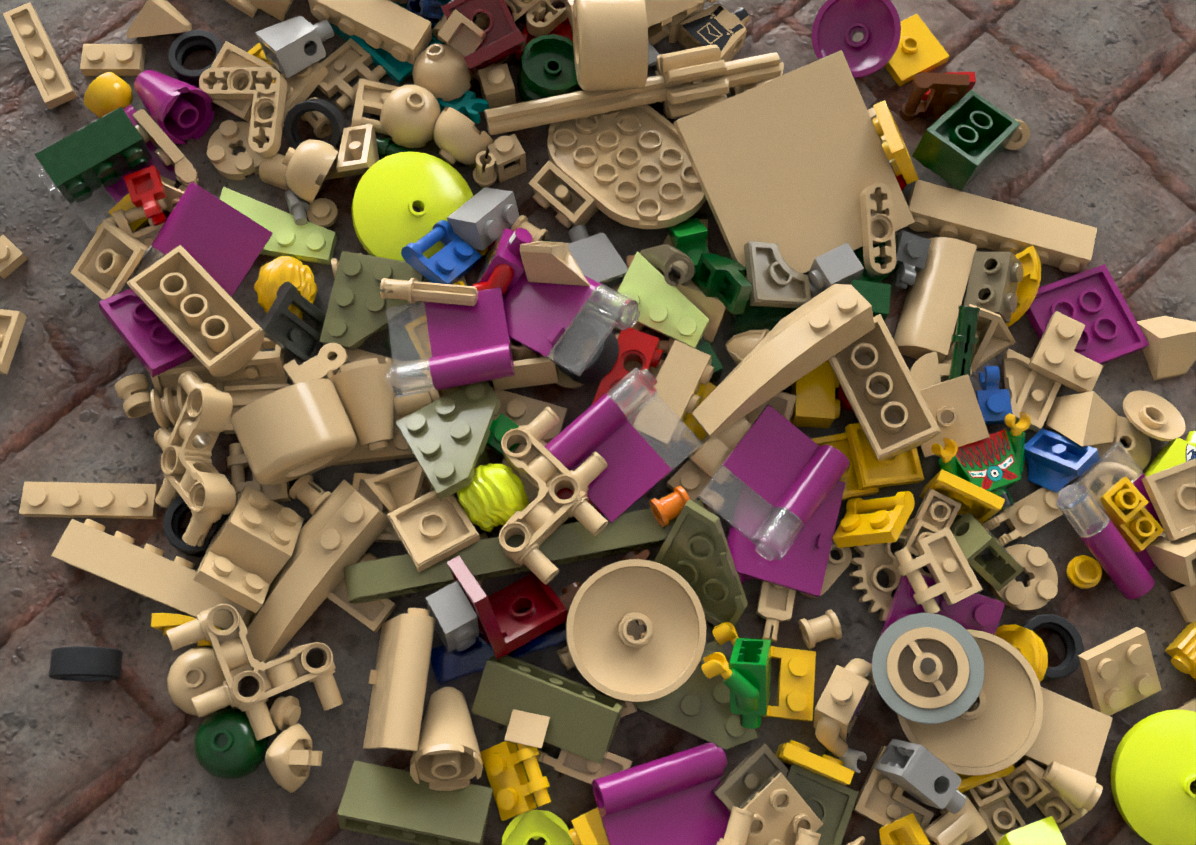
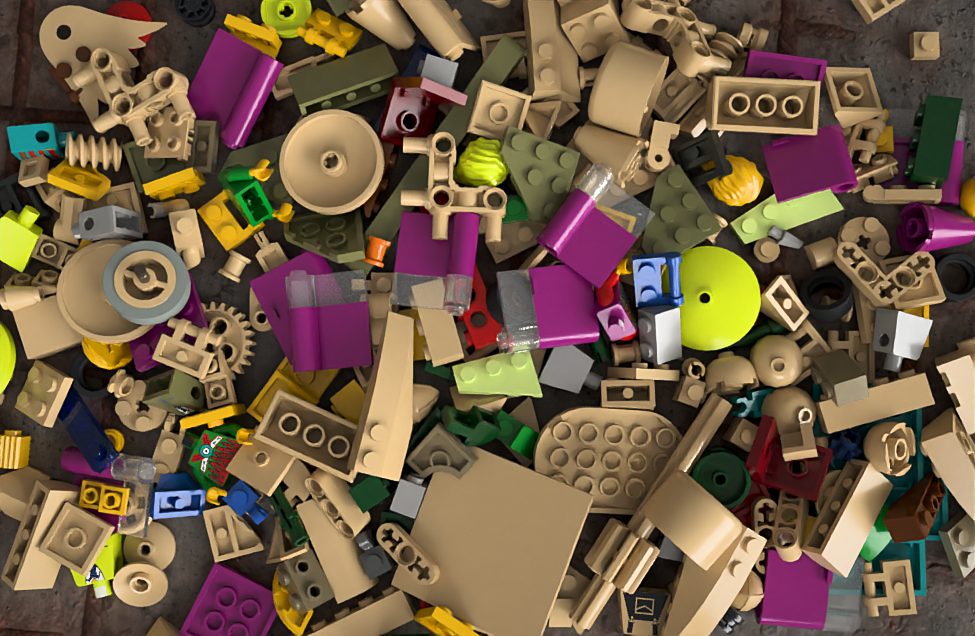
camera: 140 degrees right, 15 degrees up
(145, 190) = (879, 153): red plate -> none
(308, 167) = (800, 263): tan cylinder -> none
(376, 52) = (839, 377): none -> dark tan brick
(428, 292) = (648, 237): tan axle -> none
(527, 728) = (343, 56): tan sticker -> none
(532, 203) = (641, 371): none -> tan wing
(551, 263) = (584, 333): tan slope -> none
(674, 263) = (517, 409): dark tan arm -> none
(876, 527) = (250, 346): yellow plate -> none
(908, 321) = (337, 503): none -> tan beam
(1031, 608) = (121, 384): none -> tan plate
(1057, 357) = (229, 570): tan plate -> none
(1083, 418) = (180, 538): tan slope -> none
(1103, 587) = (86, 432): none -> clear blue plate

